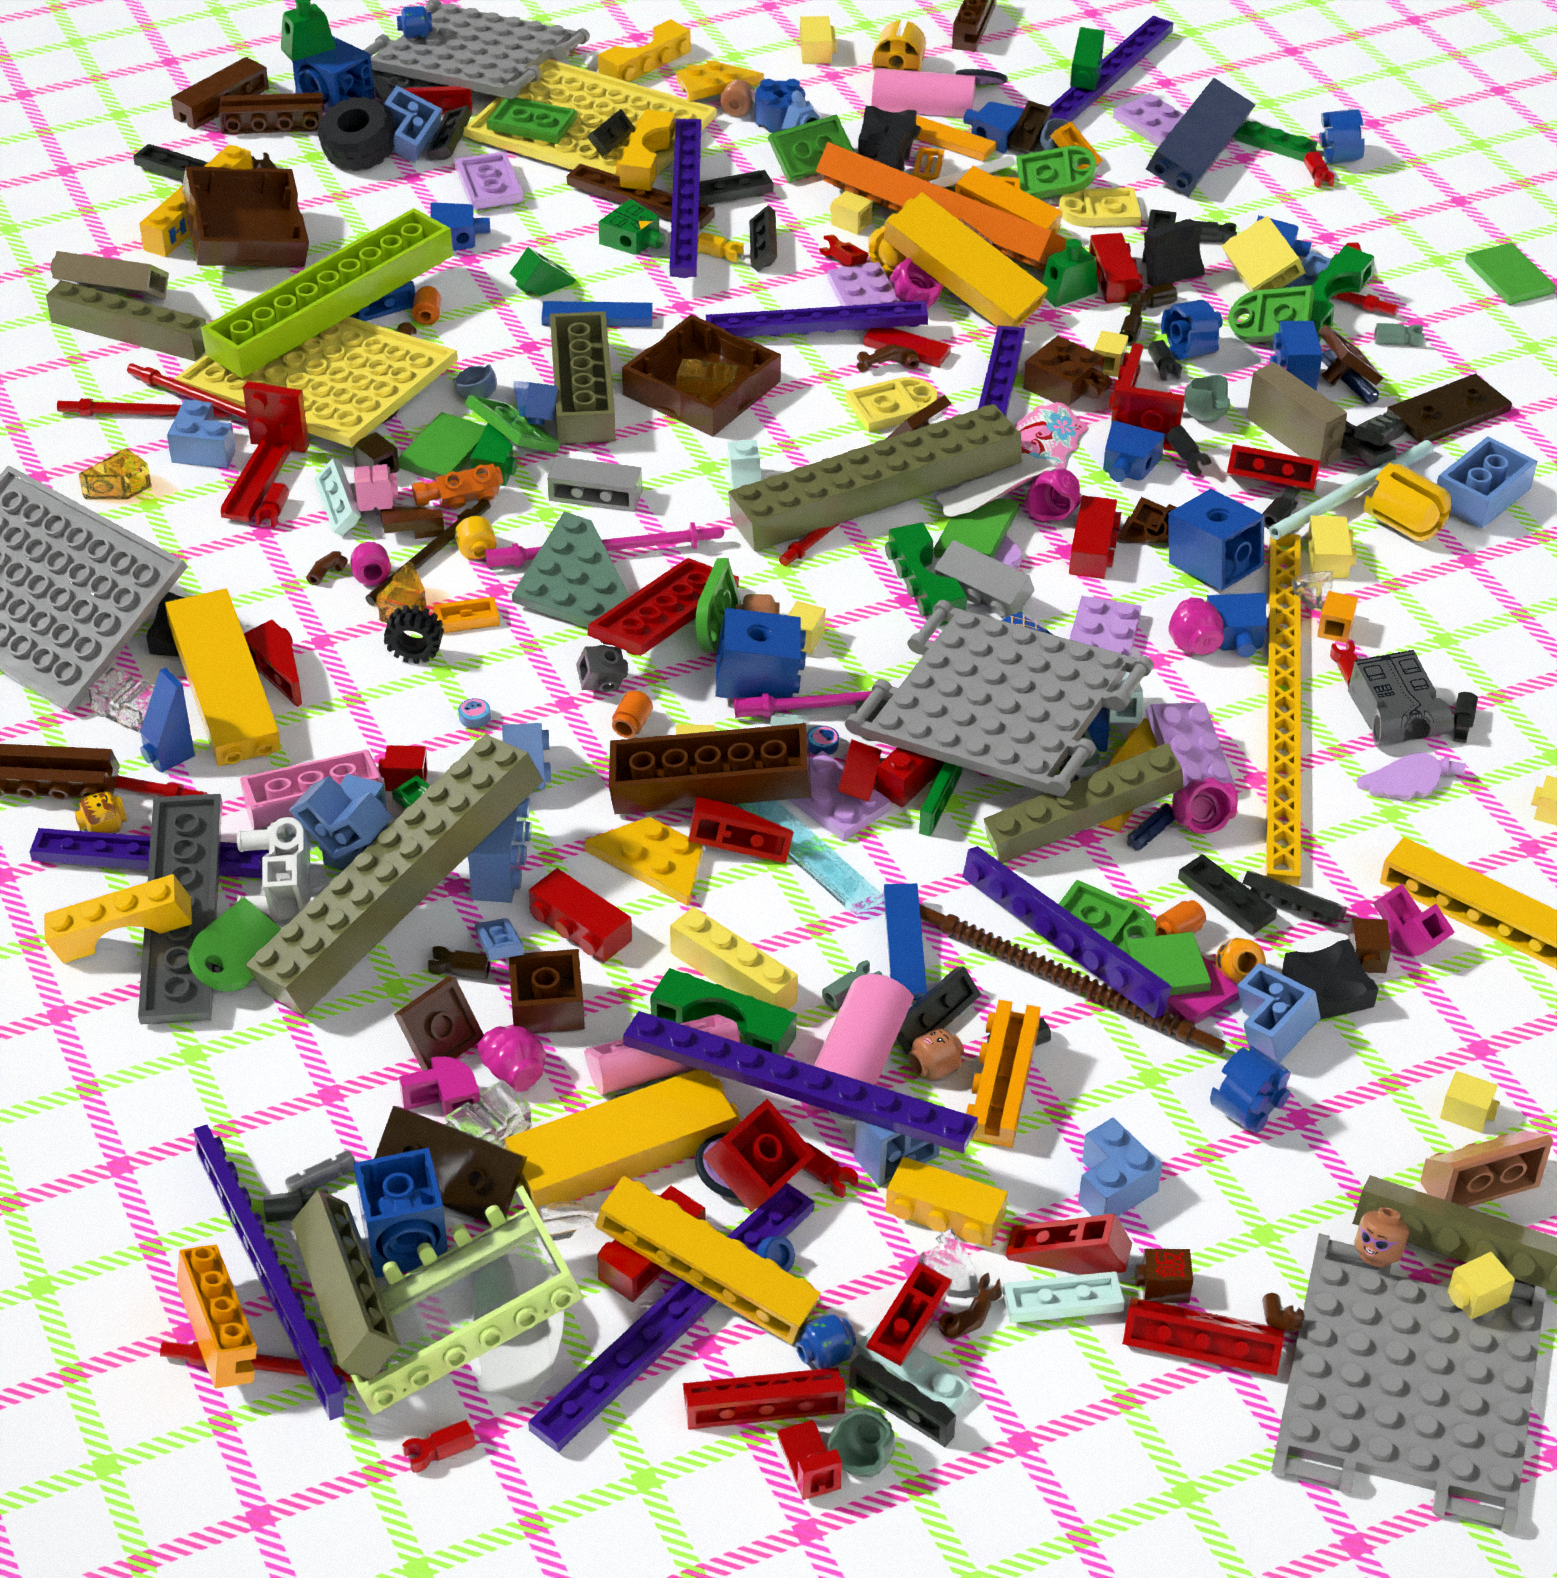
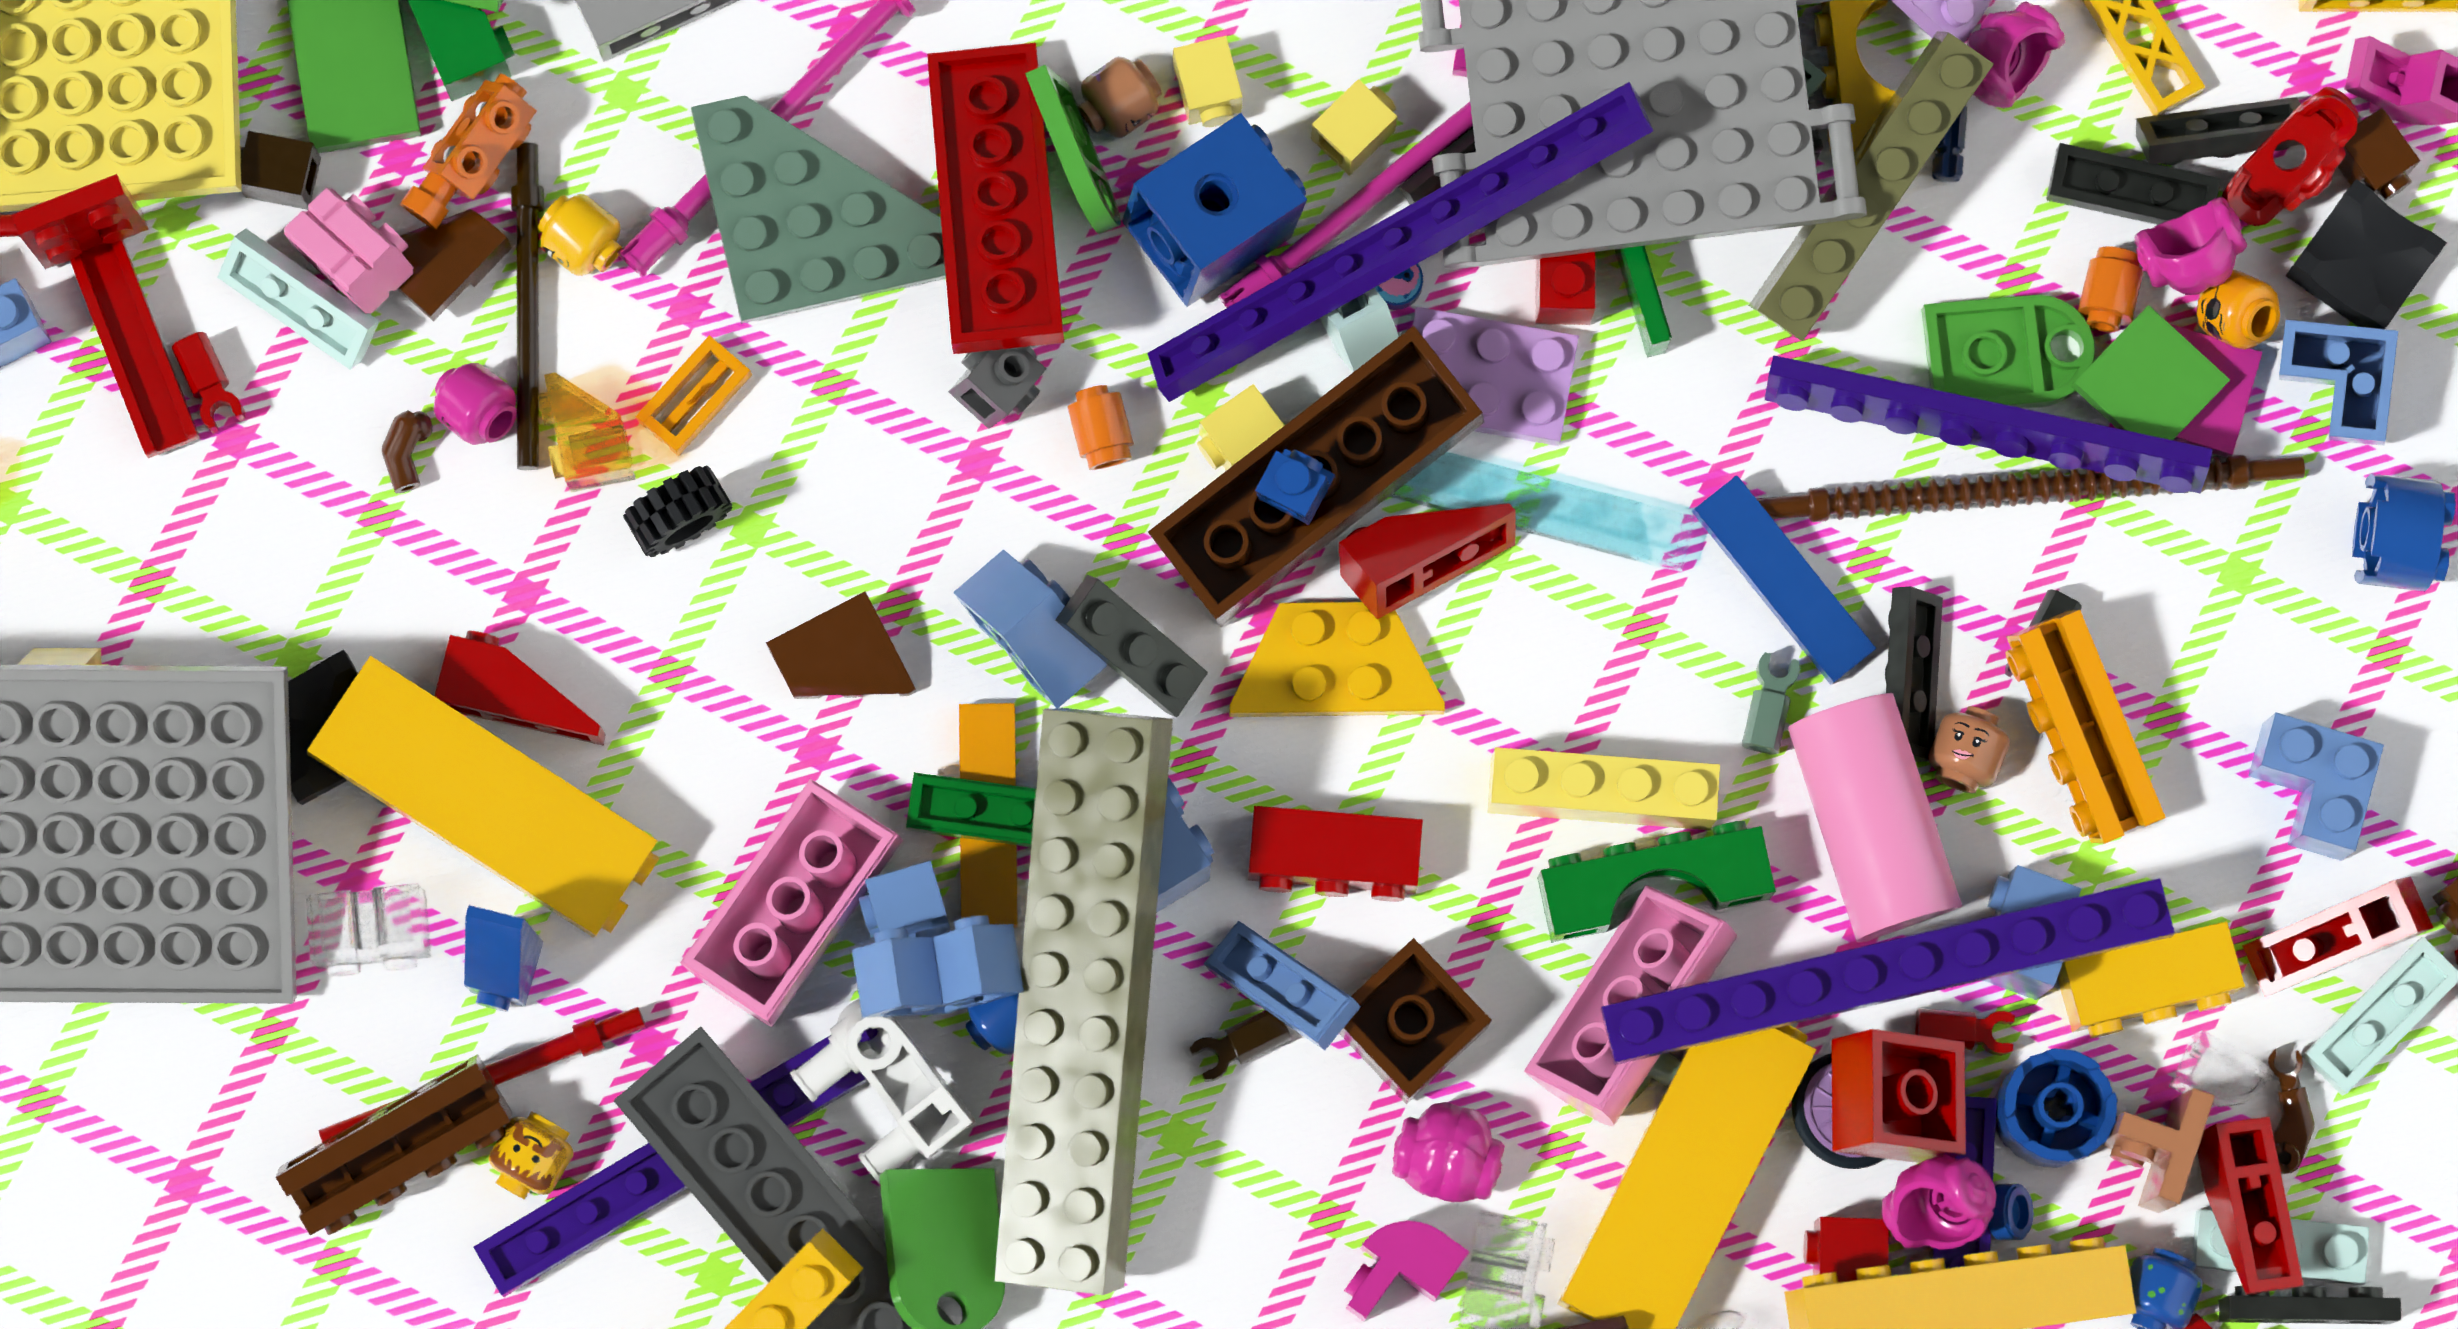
camera: 40 degrees left, 35 degrees up
(403, 764) = (875, 765): red brick -> none
(431, 725) = (841, 655): none -> reddish brown slope
(439, 1023) = (1322, 1183): reddish brown tile -> none
(474, 713) = (875, 575): tile -> none
(561, 780) = (1131, 646): none -> pearl dark grey plate
(690, 743) = (1294, 484): none -> blue brick
(737, 1206) = (1940, 1203): none -> dark pink hair
(840, 1220) = (2083, 1092): none -> blue brick
(842, 696) = (1400, 241): none -> dark purple plate
(856, 672) = (1355, 126): none -> light yellow brick
(859, 770) = (1510, 325): red tile -> none
(882, 1264) = (2167, 1147): none -> nougat bracket
(1233, 917) = (2192, 249): none -> dark pink hair
(1298, 927) = (2264, 188): none -> red piece

